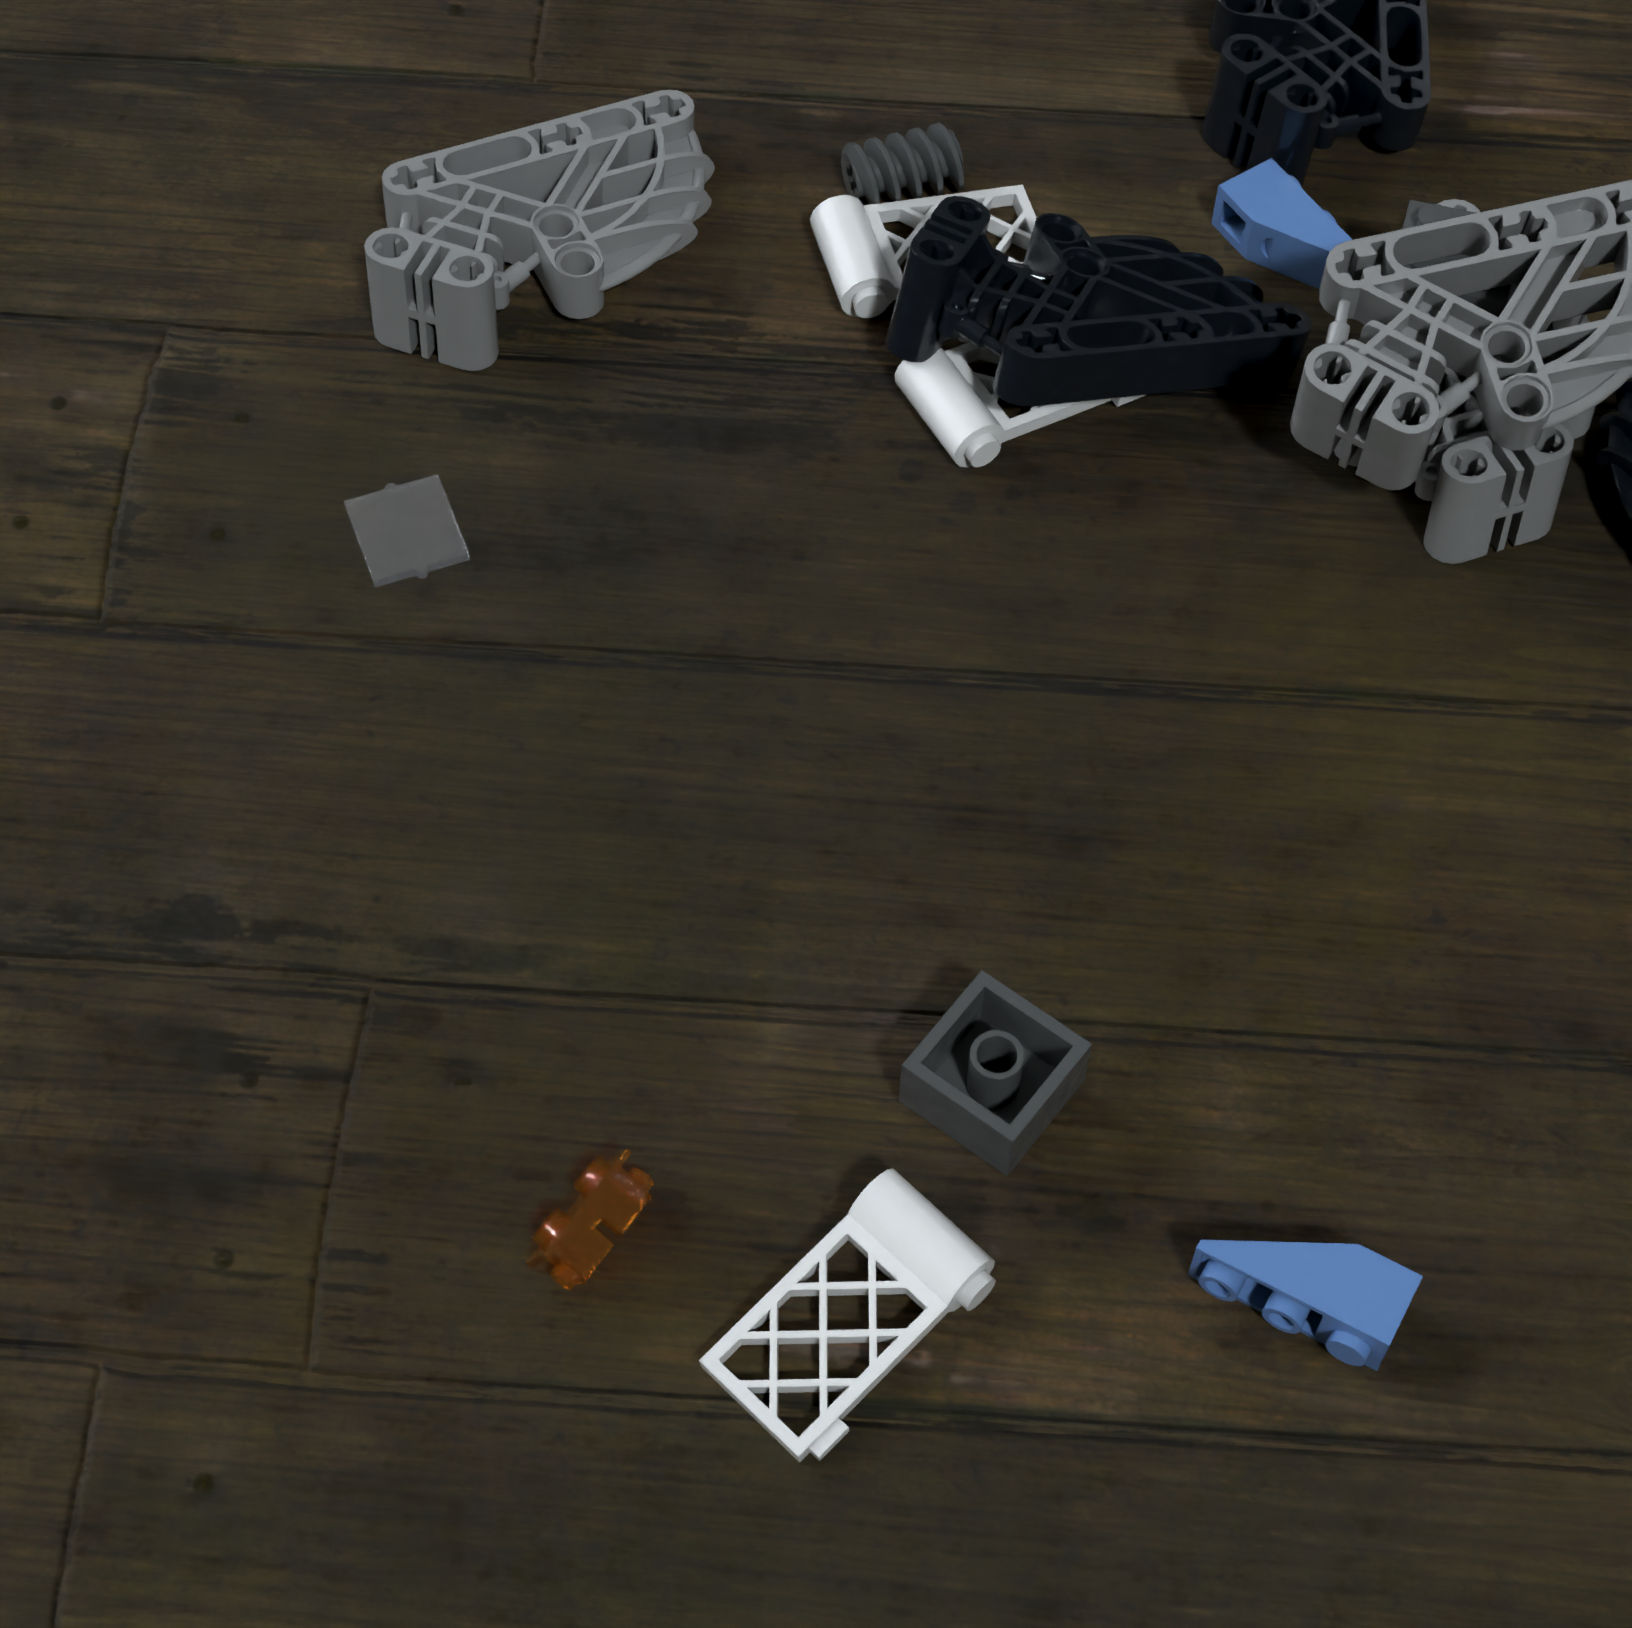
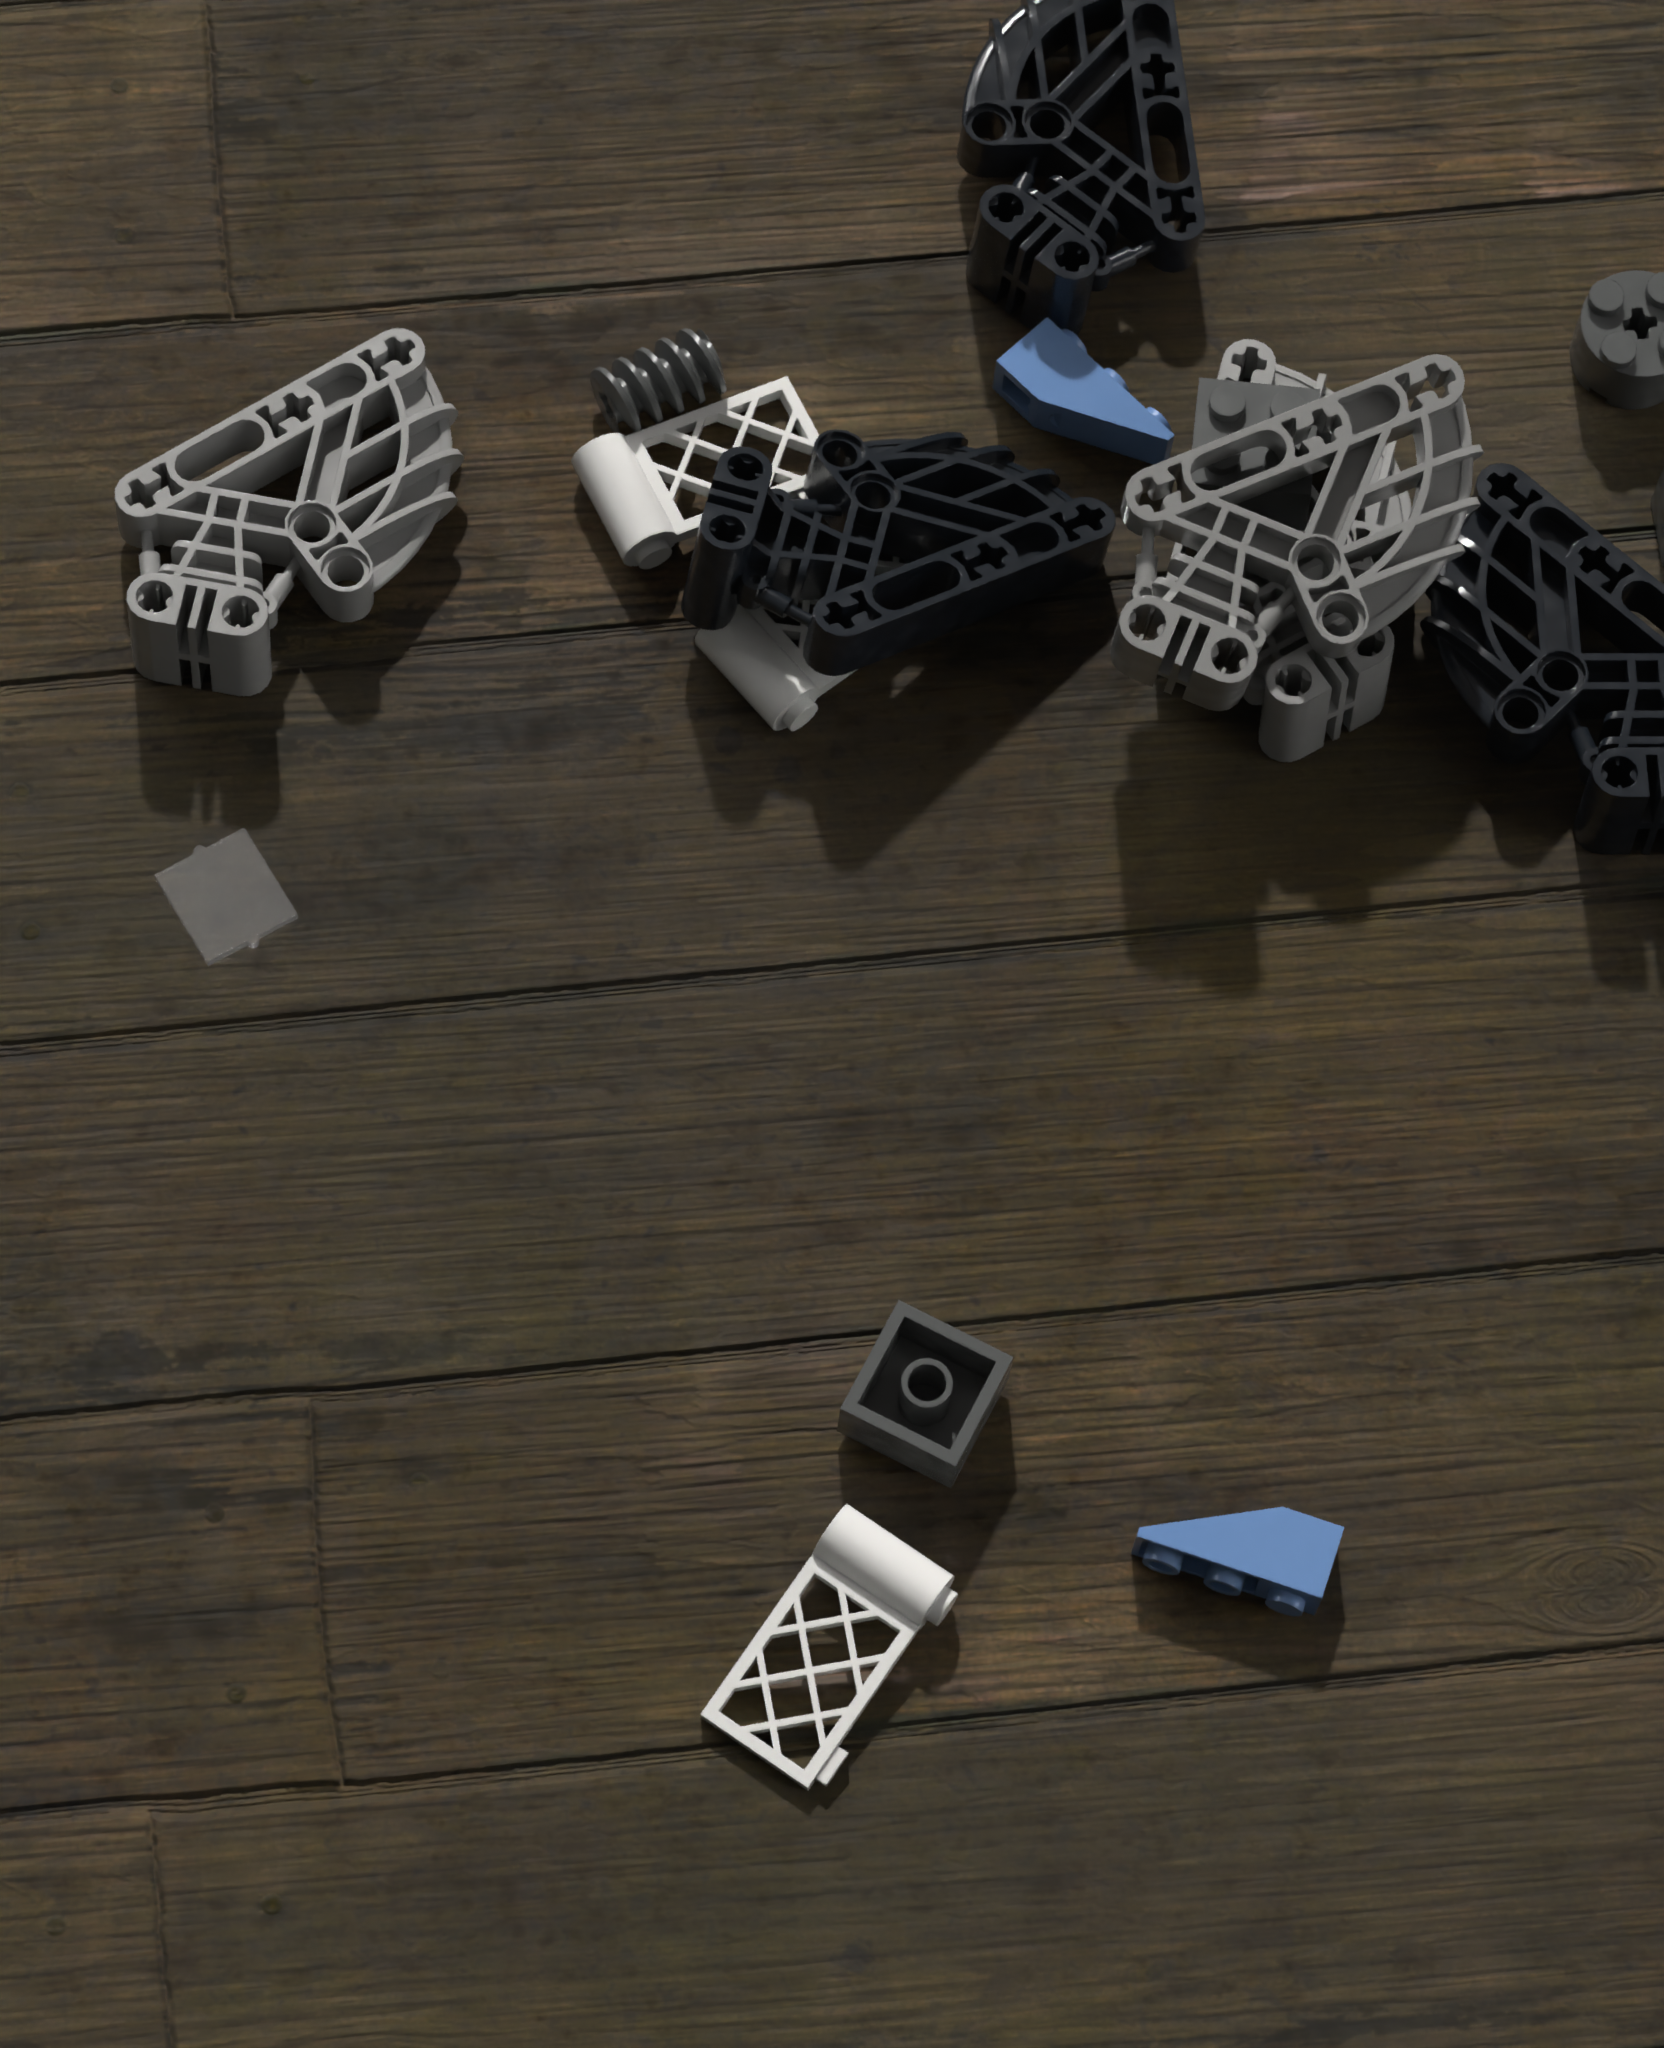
camera: 15 degrees left, 10 degrees up
(571, 1238) = (580, 1574): clear orange hinge -> none

